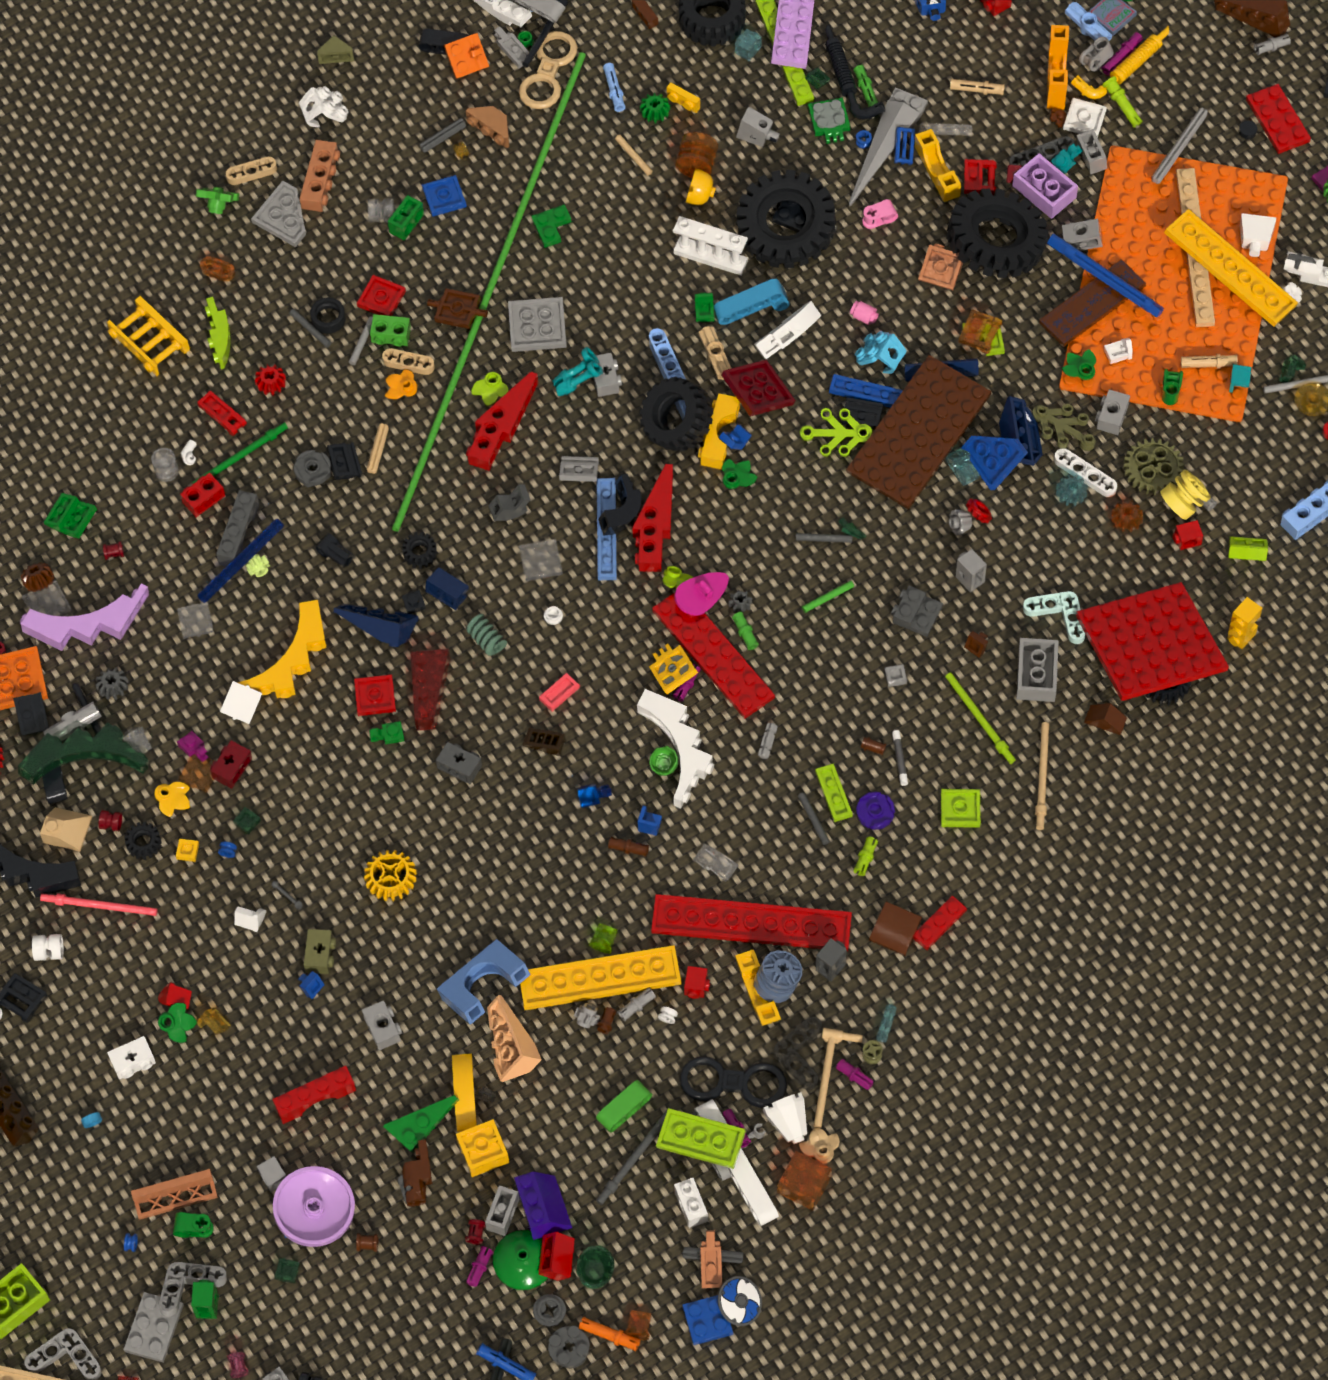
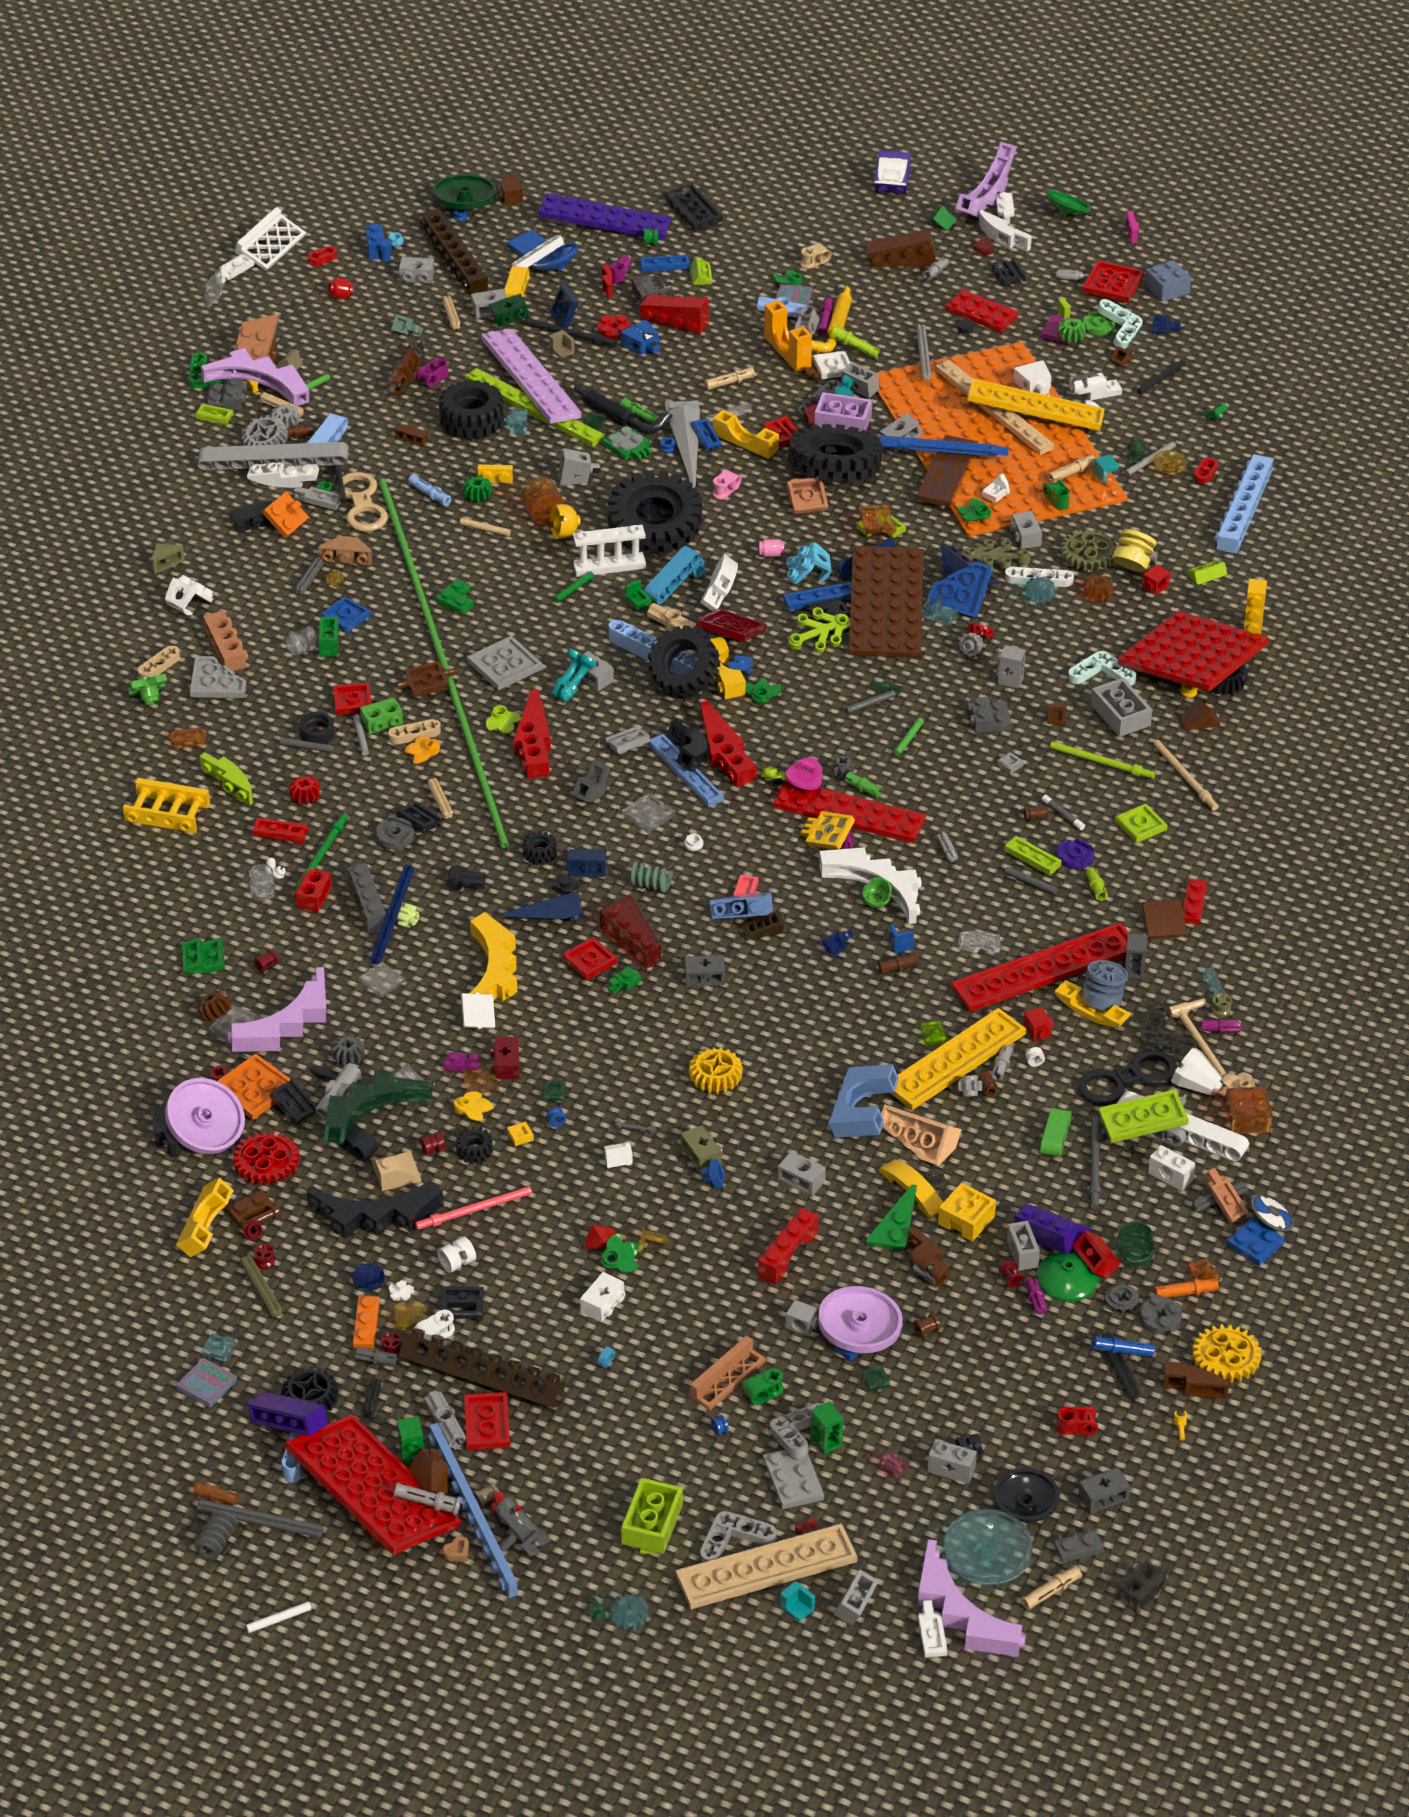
camera: 35 degrees left, 20 degrees down
(540, 711) = (742, 905): none -> medium blue slope
(661, 265) = (573, 587): none -> green bar

